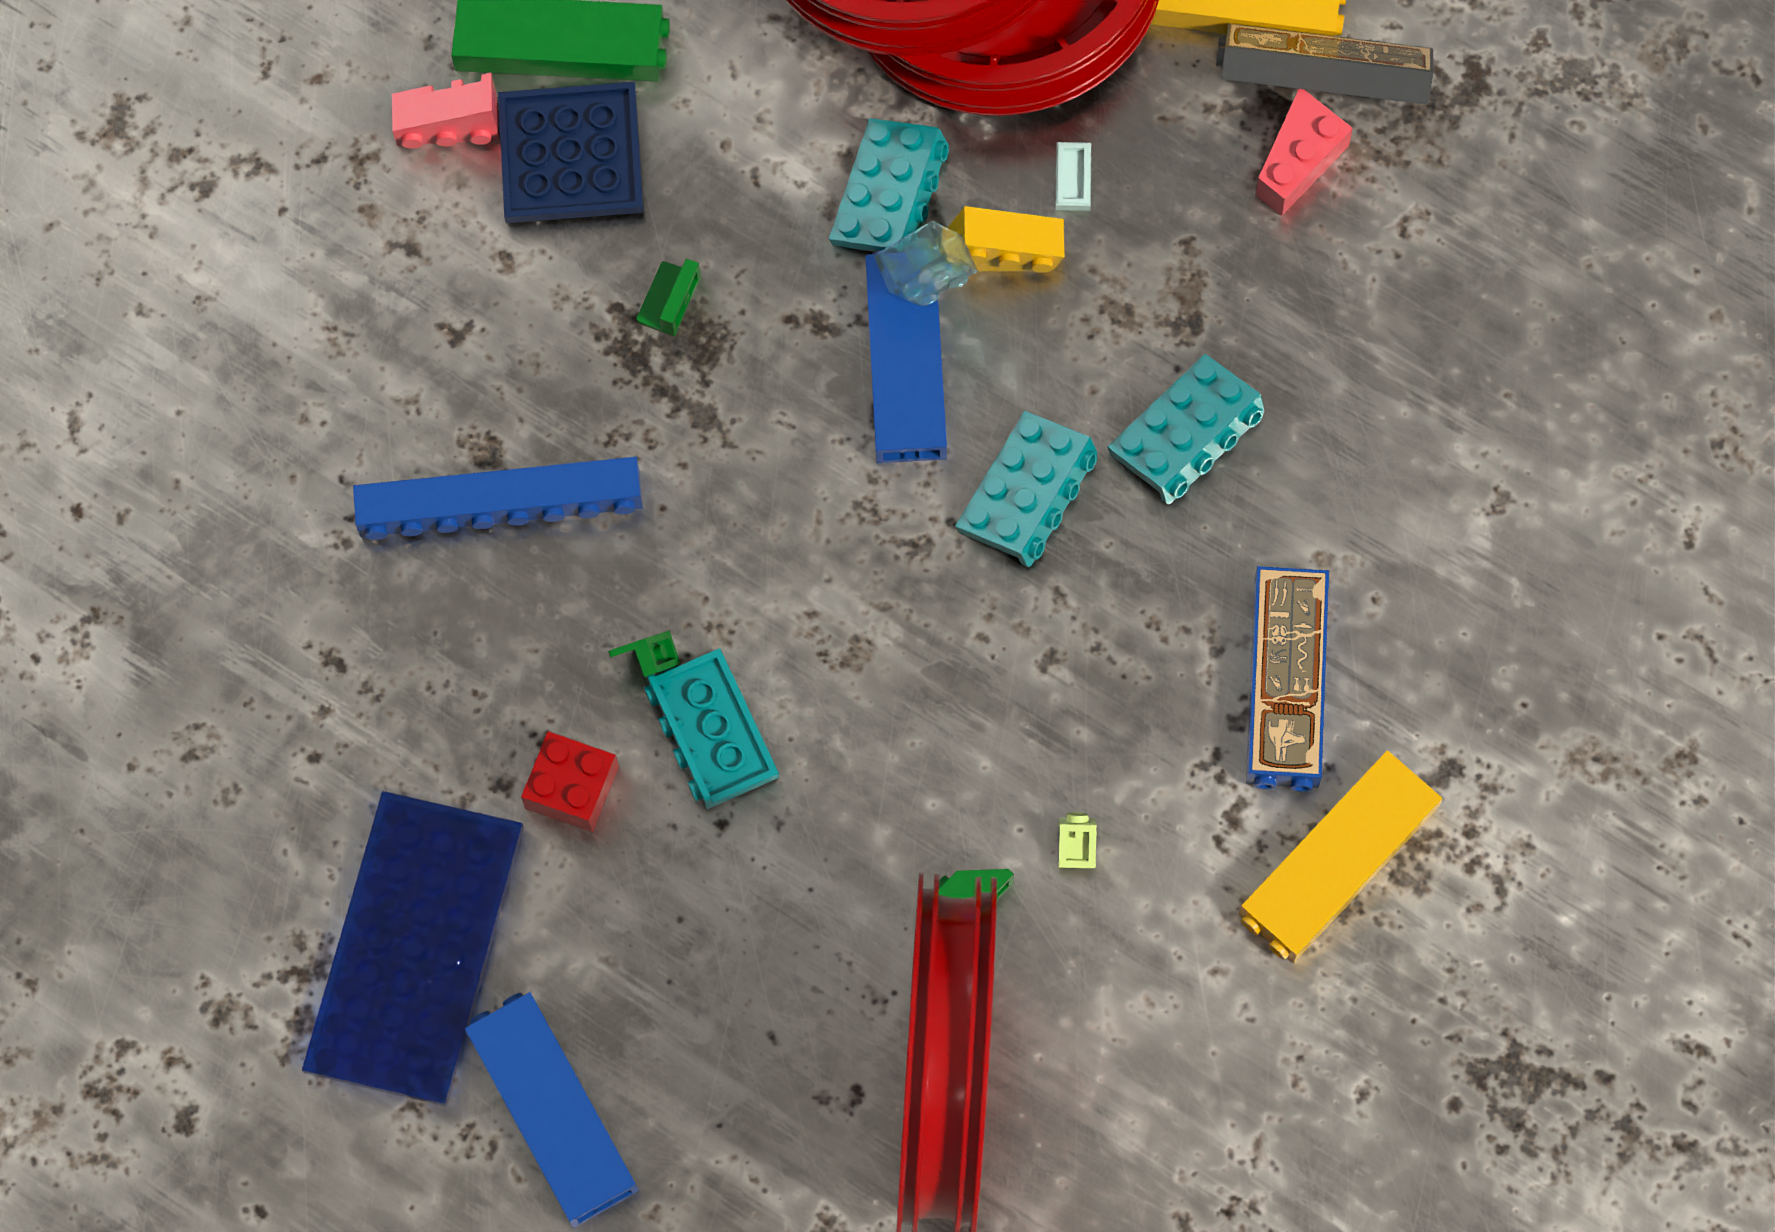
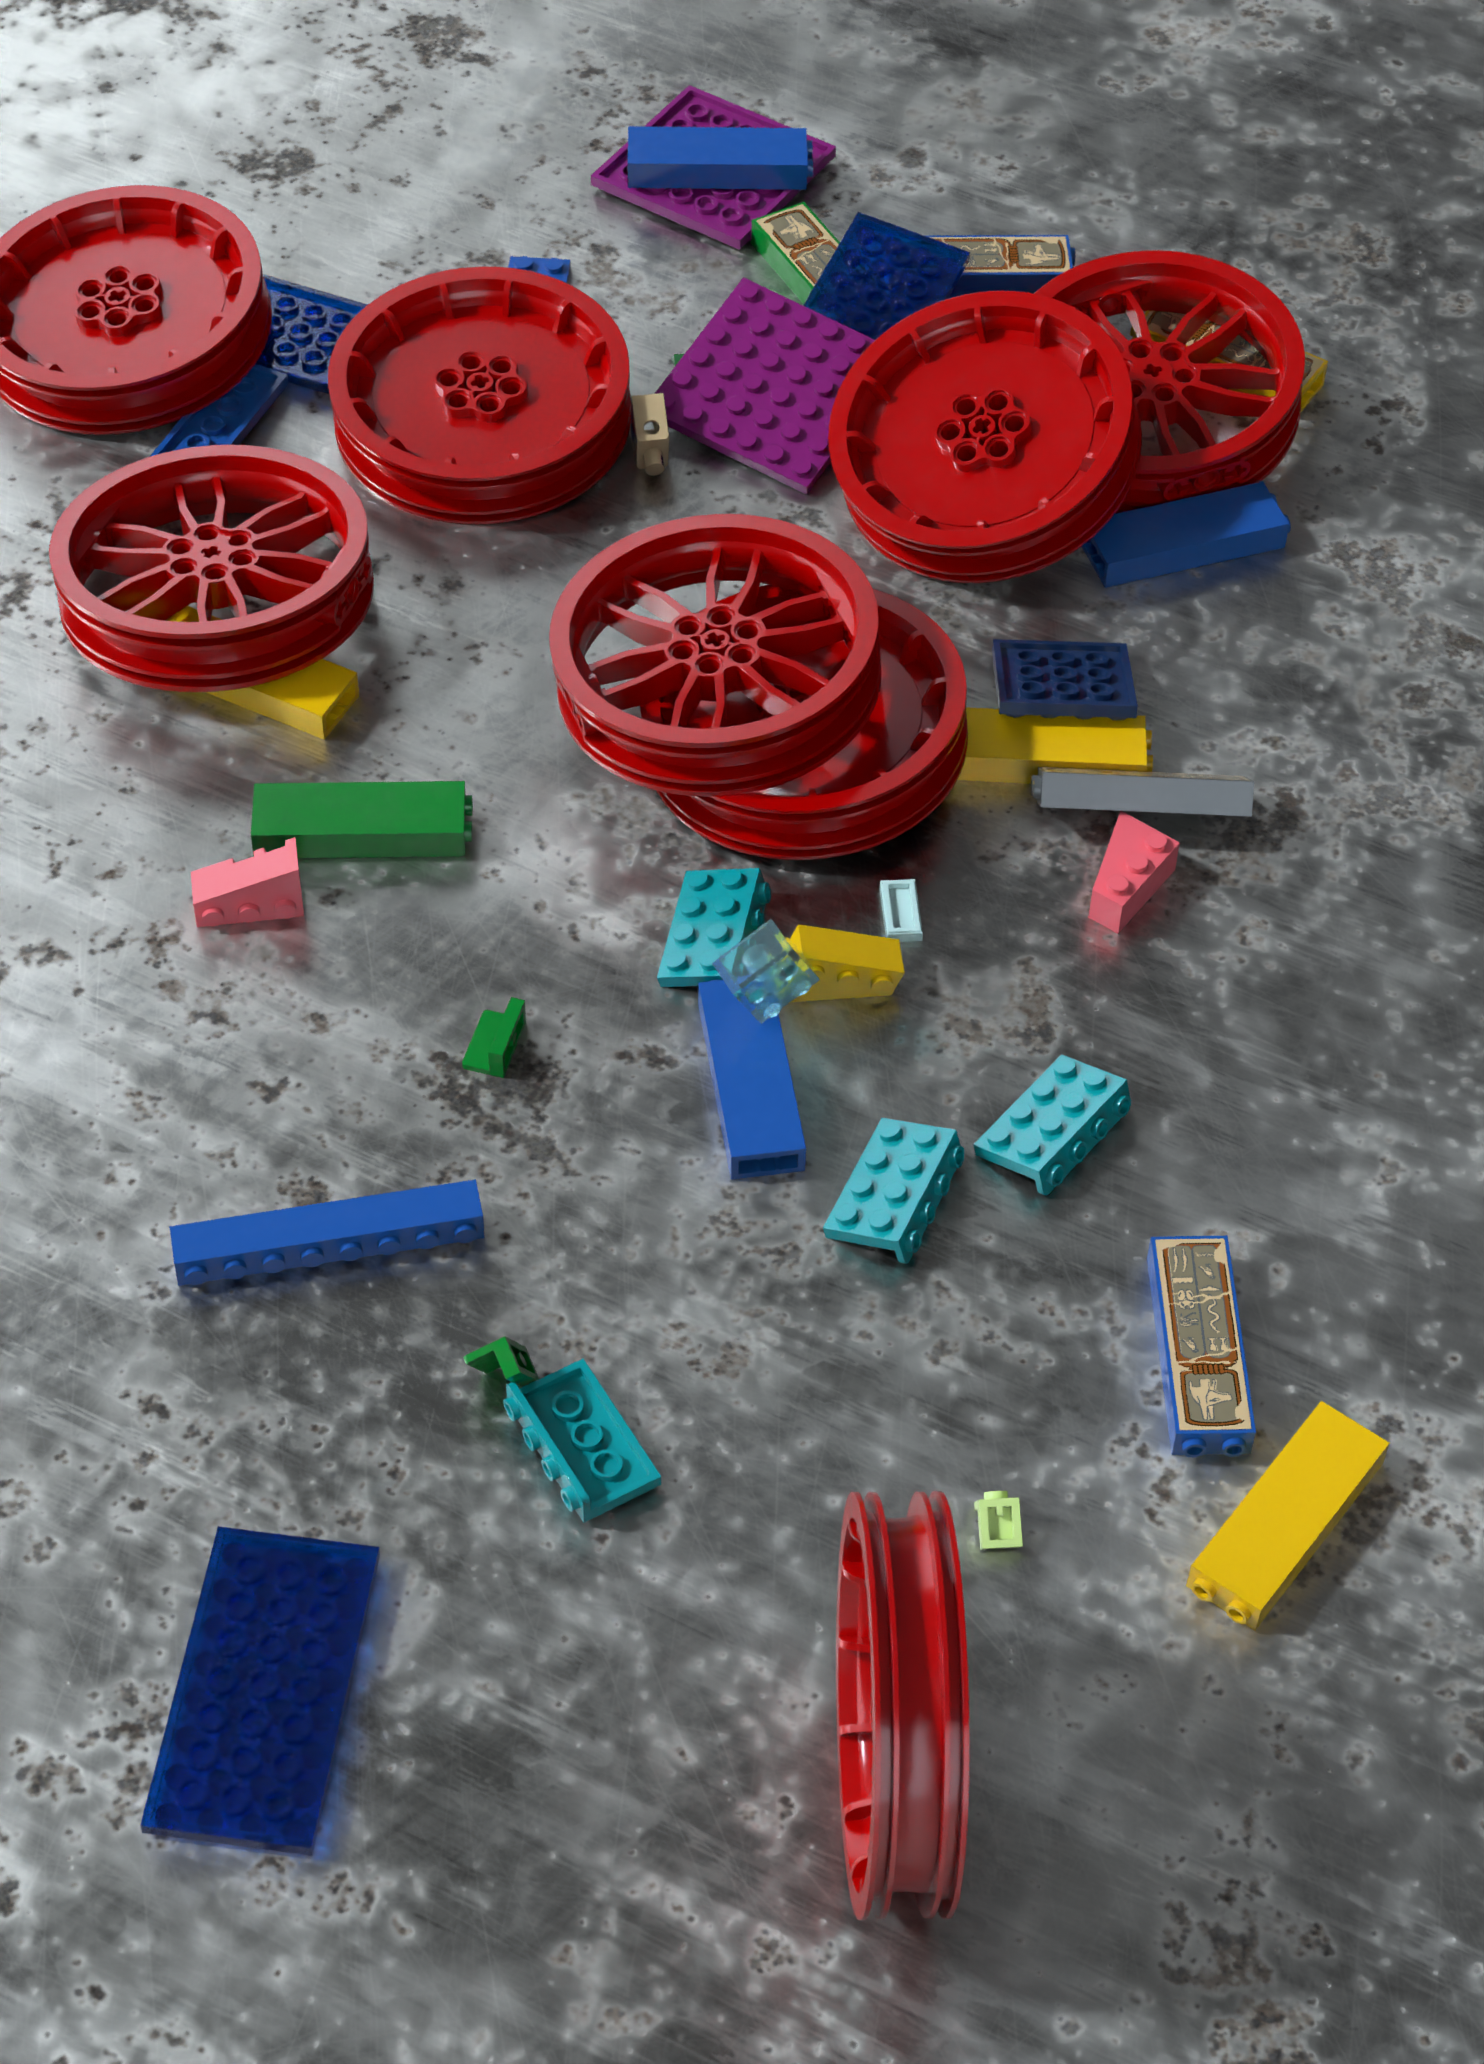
camera: 10 degrees left, 20 degrees down
(551, 1108) = (437, 1846): blue brick -> none
(570, 152) = (380, 918): dark blue plate -> none
(570, 781) = (429, 1501): red brick -> none

